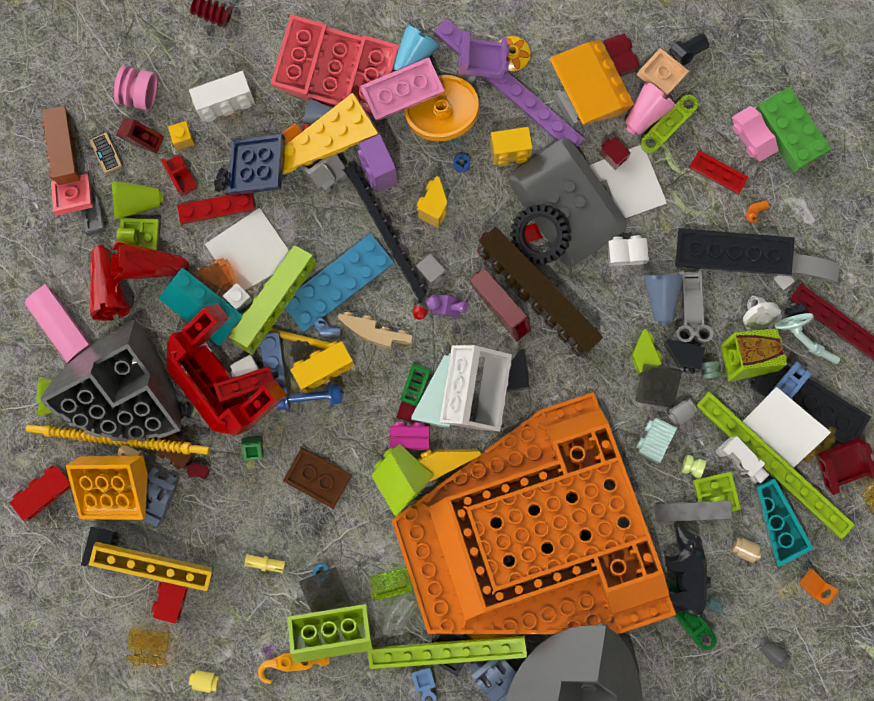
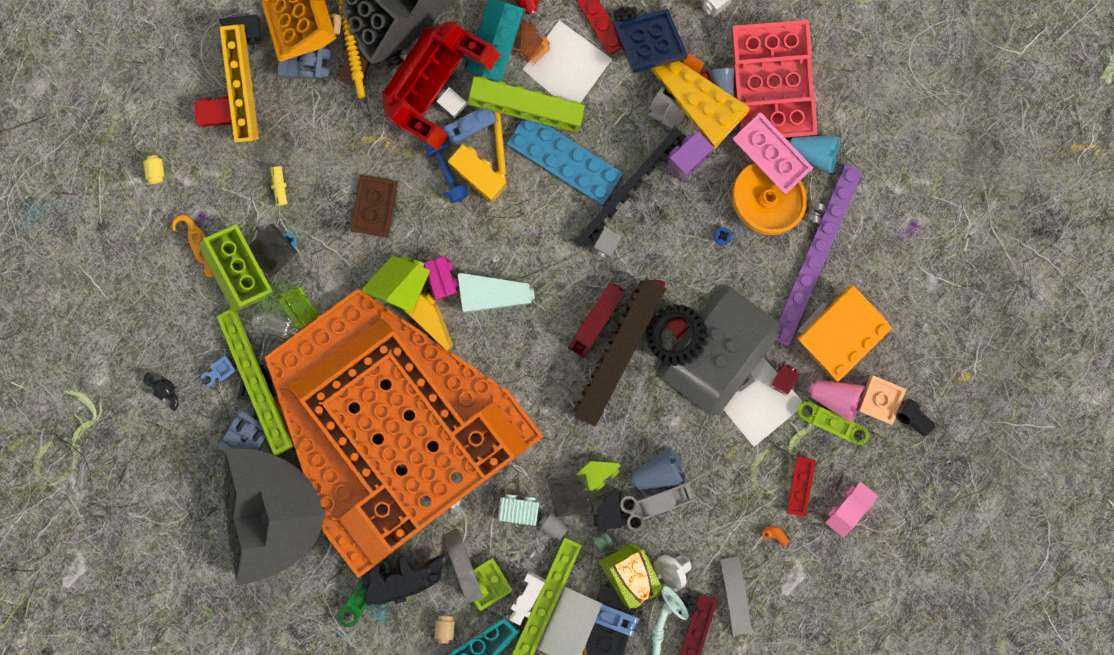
camera: 65 degrees right, 5 degrees up
(147, 641) = (172, 105): clear yellow plate -> none
(197, 470) = (343, 93): dark red piece -> none
(237, 298) = (516, 70): white brick -> none
(243, 384) = (435, 106): red tile -> none
(252, 448) = (381, 135): green slope -> none
(300, 351) = (487, 148): clear smoke plant -> none
(325, 330) = (516, 163): medium blue arm -> none
(366, 330) = (528, 203): tan slope -> none
(406, 411) = (465, 266): dark red piece -> none
(419, 313) = (563, 246): red hinge -> none
(424, 379) = (510, 266): green slope -> none
(434, 205) = (671, 223): yellow slope -> none
(446, 305) = (578, 269): medium lavender piece -> none
(461, 385) = (503, 308): white hose -> none
(482, 57) = (833, 219): medium lavender panel -> none
(511, 146) = (753, 277): yellow brick -> none
(518, 373) = (535, 357): black slope -> none
(522, 56) = (844, 254): yellow dish -> none
(620, 53) = (885, 352): dark red brick -> none
(627, 251) = (691, 424): white brick -> none
(695, 467) = (505, 553): yellowish green wheel -> none
(735, 252) = (725, 526): black plate -> none
(784, 281) = (717, 584): white sticker -> none
(794, 130) = (867, 544): bright green brick -> none

